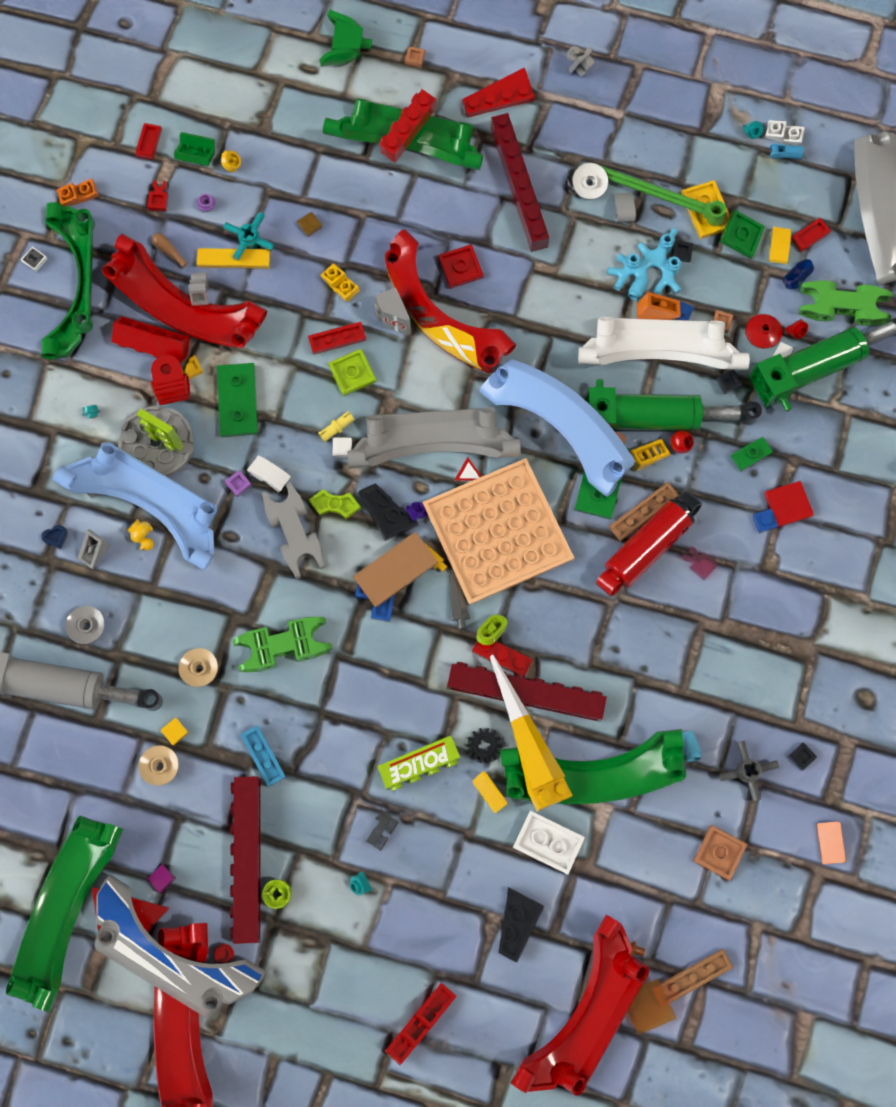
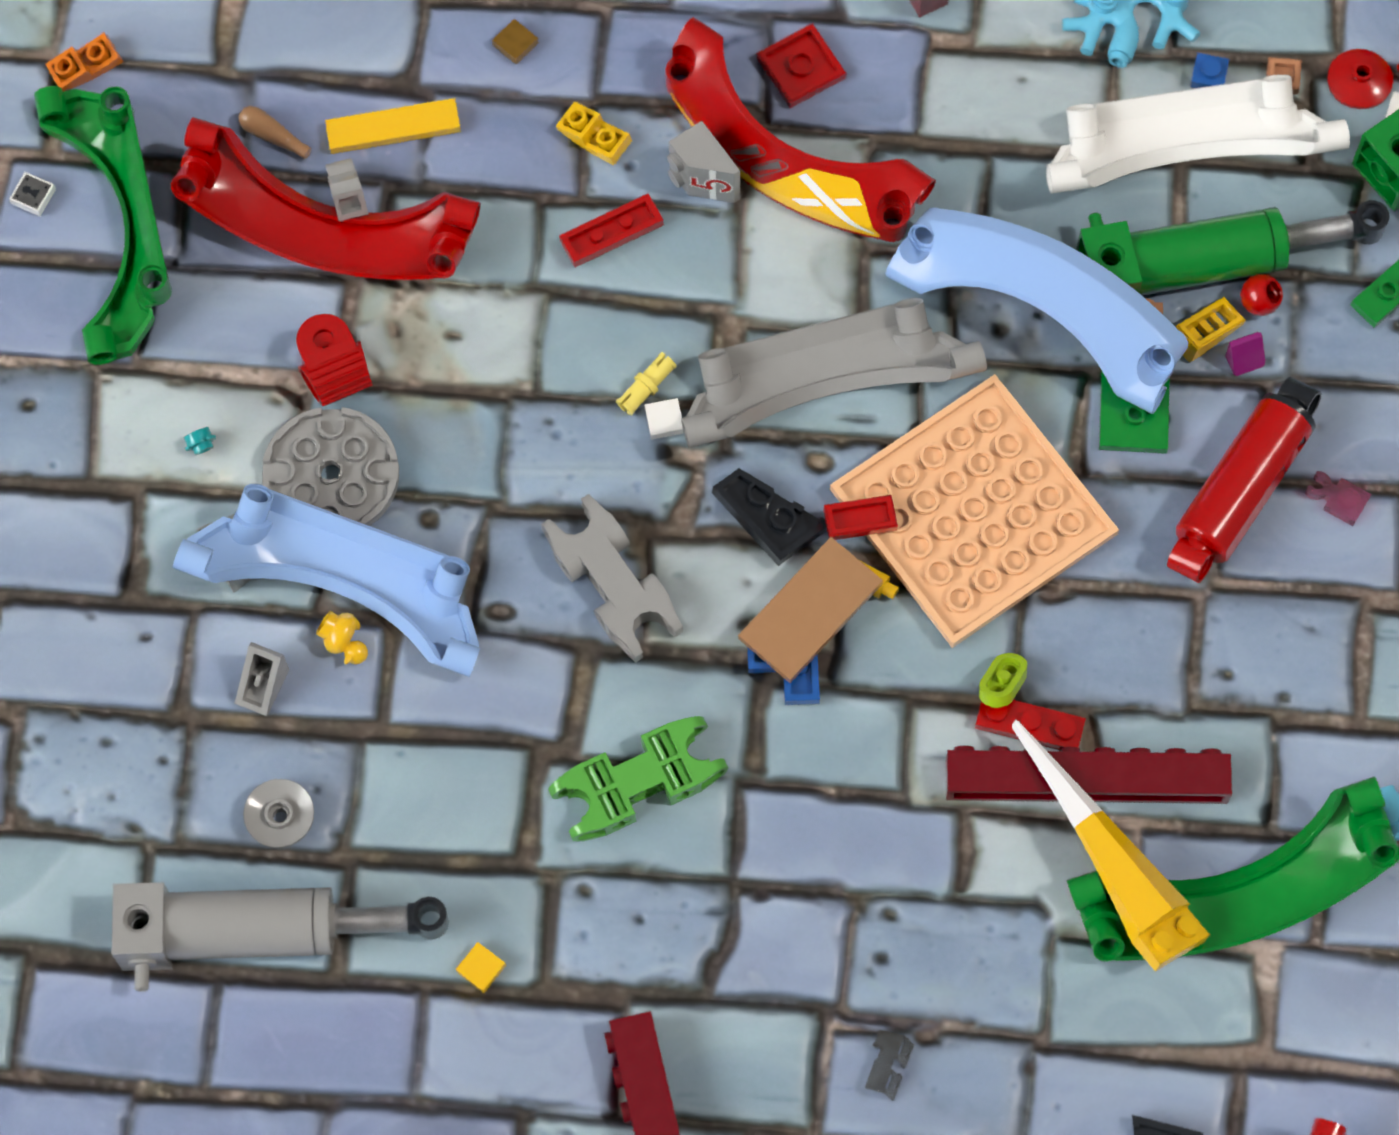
camera: 10 degrees left, 5 degrees down
(55, 537) = (186, 672): dark blue tile -> none
(149, 339) = (277, 293): red brick -> none
(150, 760) = (462, 1013): tan dish -> none
(159, 198) = (234, 45): red plate -> none
(160, 431) = (343, 446): lime plate -> none
(191, 661) = (493, 831): tan dish -> none
(193, 368) = (366, 329): yellow tile -> none
(206, 198) = (320, 29): medium lavender plate -> none
(237, 400) = (457, 371): green plate -> none
(238, 483) = (494, 516): medium lavender plate -> none
(251, 233) = (422, 79): teal bar -> none
(263, 756) = (649, 977): dark azure plate -> none
(268, 472) = (540, 484): white slope -> none
(326, 503) = (688, 518): lime tile -> none
(352, 372) = (651, 285): lime tile -> none
(416, 511) = (818, 498): dark purple plate -> none
(418, 763) = (927, 934): lime brick -> none
(434, 523) = (860, 517): none -> red tile
(458, 606) = (933, 653): dark grey bar -> none
(467, 472) = (896, 419): piece -> none
(489, 738) = (1038, 870): black gear -> none
(489, 792) = (1063, 959): yellow slope -> none
(548, 842) = (1185, 1025): white plate -> none
(642, 512) = (1219, 429): medium nougat tile -> none
(658, 307) = (1167, 71): orange slope -> none
(666, 473) = (1246, 354): none -> magenta slope
(729, 382) = (1319, 176): black plate -> none

